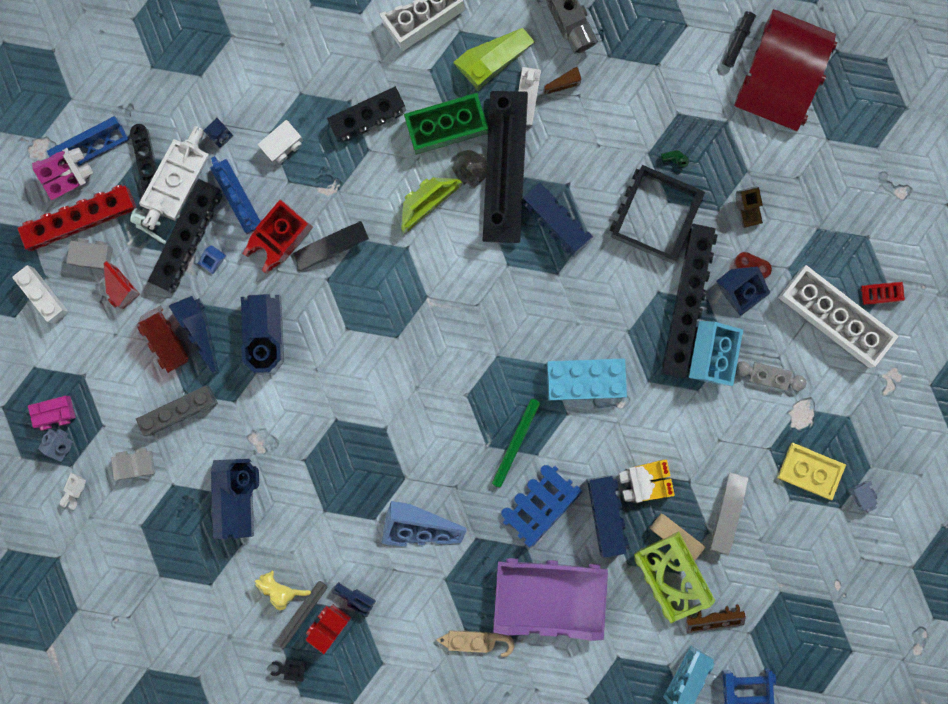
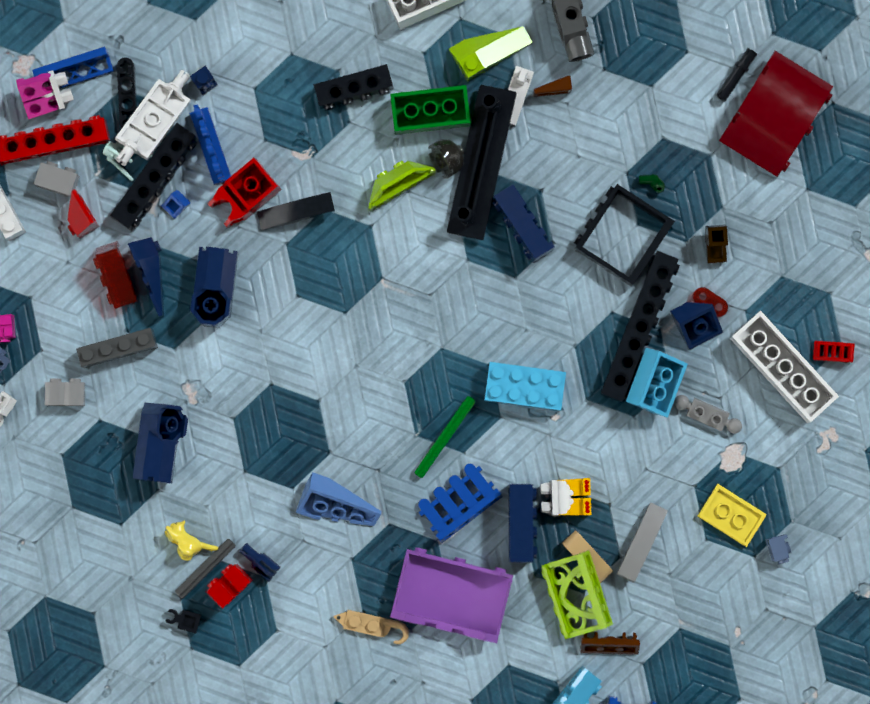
camera: 10 degrees right, 0 degrees up
(281, 142) = (264, 100): white brick -> none

